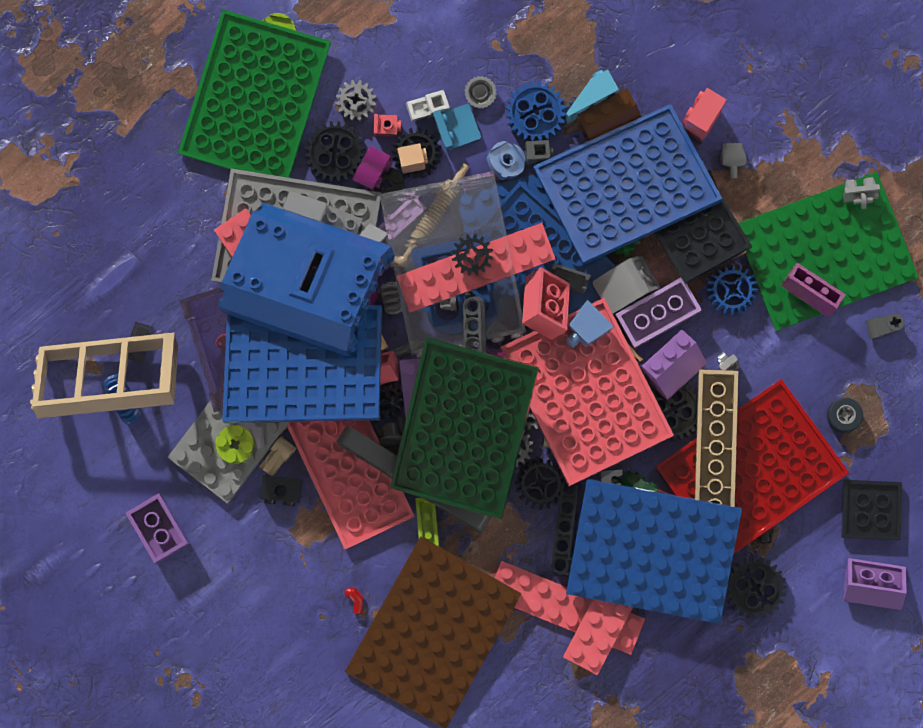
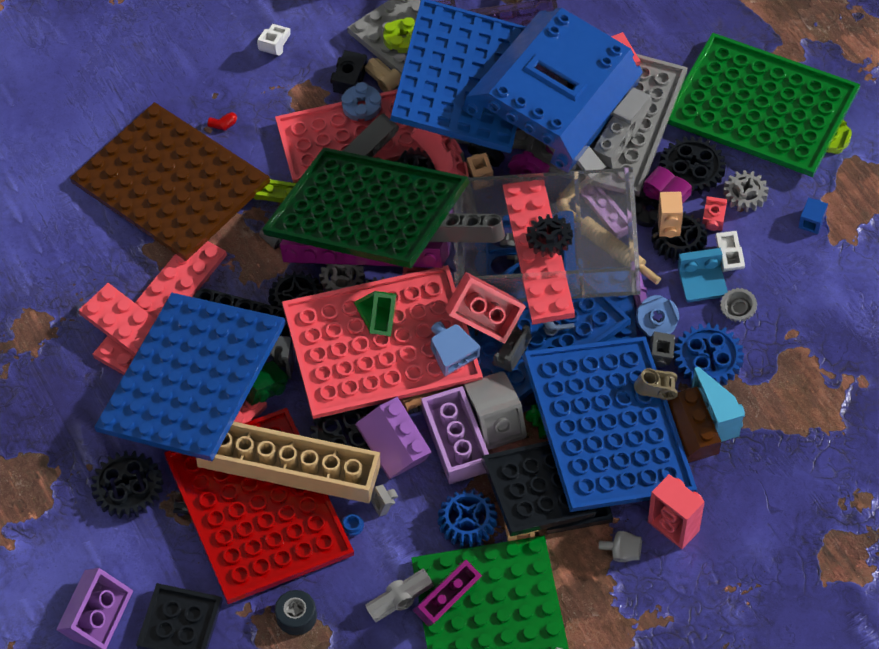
camera: 95 degrees right, 25 degrees down
(252, 571) = (273, 39): none -> white brick
(328, 466) = (358, 93): none -> medium blue plate
(372, 37) = (813, 215): none -> blue brick
(568, 397) = (378, 312): none -> green slope
(584, 146) = (658, 384): none -> dark tan piece
(754, 386) = (353, 525): none -> blue plate
(816, 331) = (399, 595): none -> light grey piece

